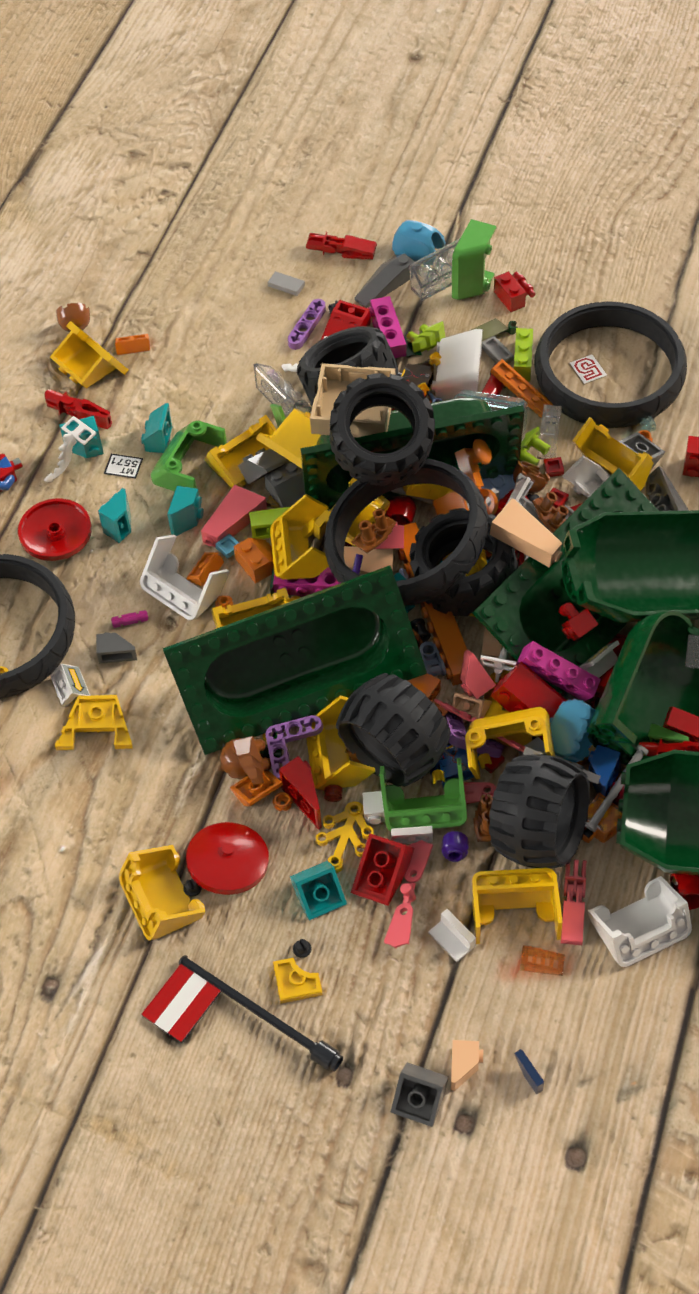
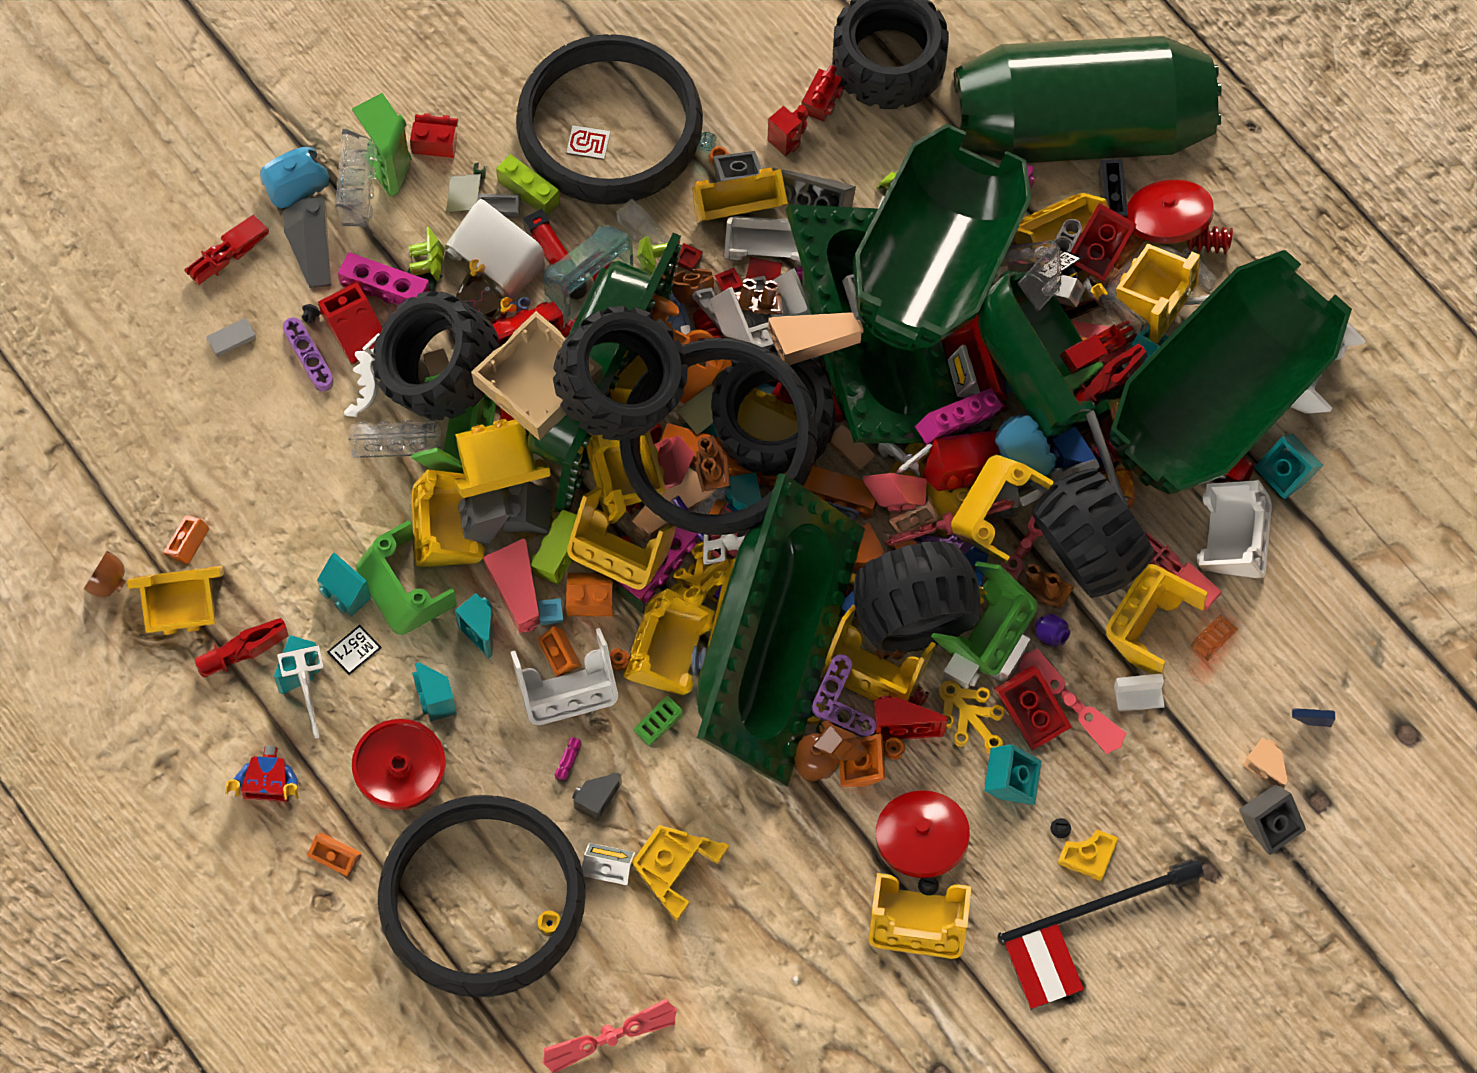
camera: 60 degrees left, 10 degrees up
(520, 387) = (573, 217): orange tile -> none
(578, 623) = (922, 364): red brick -> none

